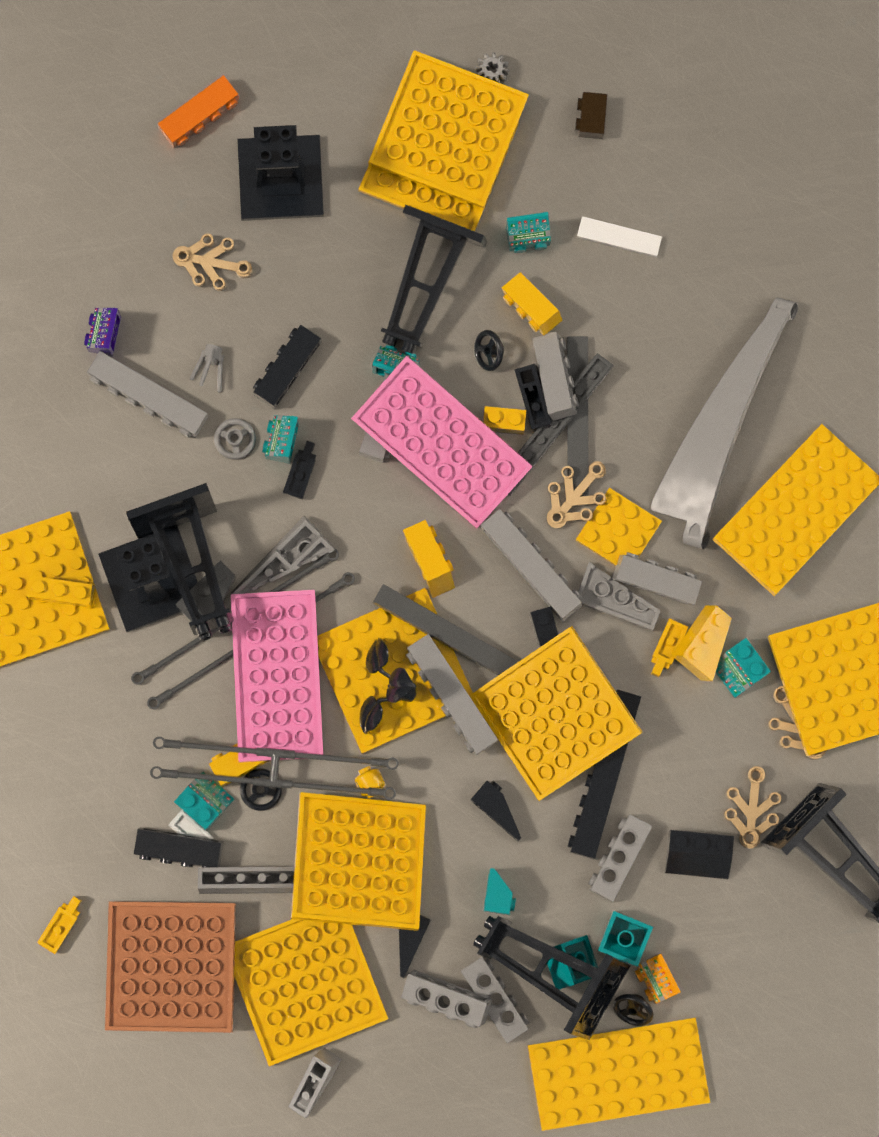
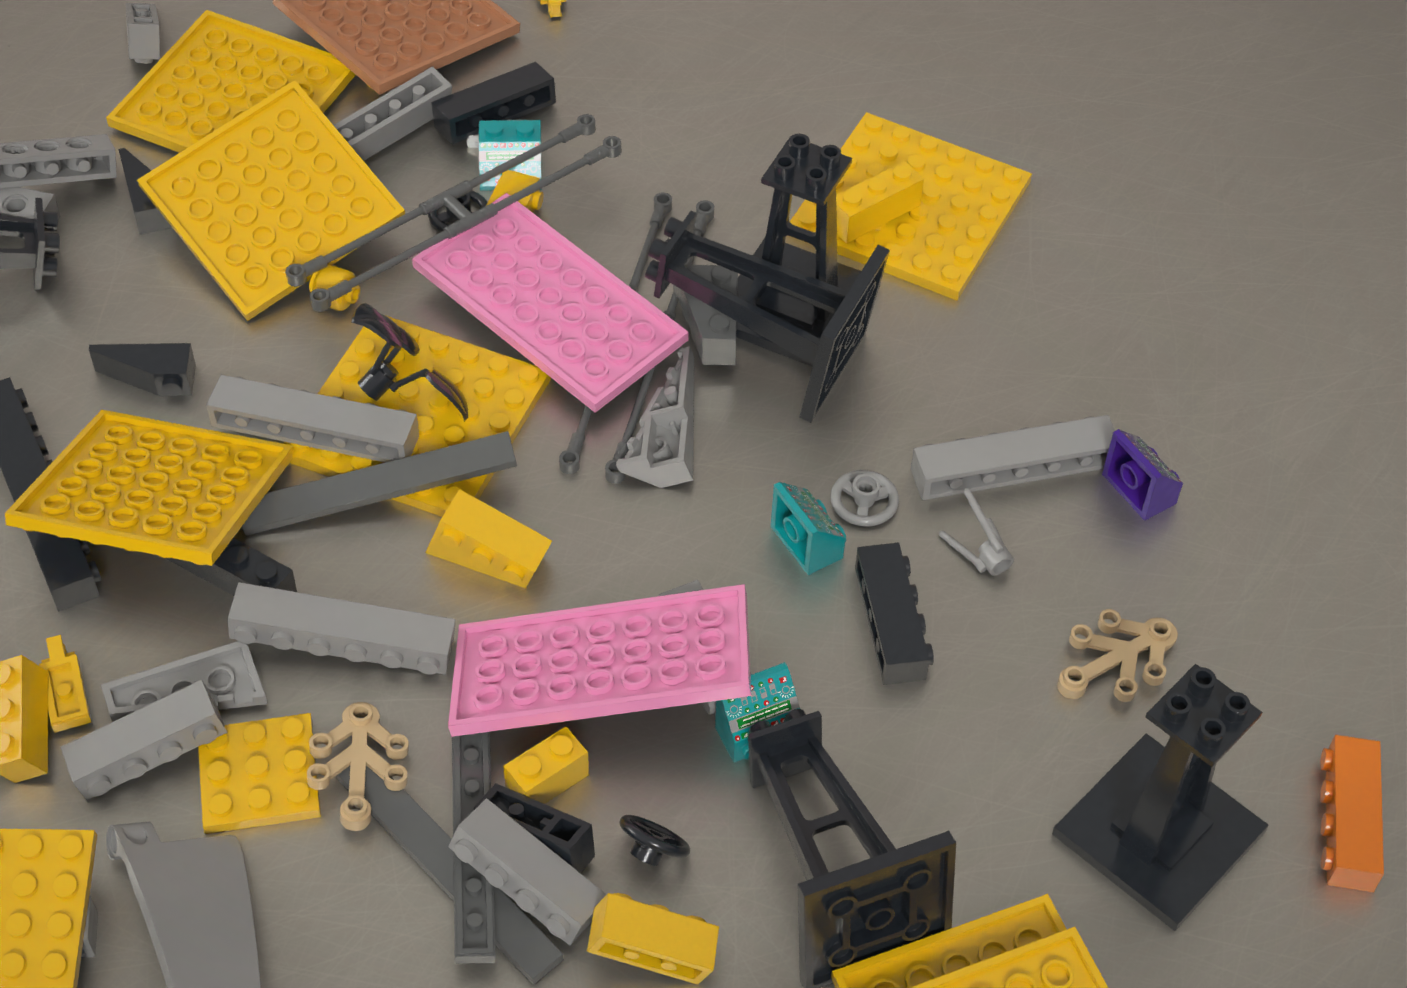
camera: 140 degrees right, 30 degrees down
(300, 472) = (748, 520): black hinge -> none
(498, 895) = (68, 282): teal slope -> none

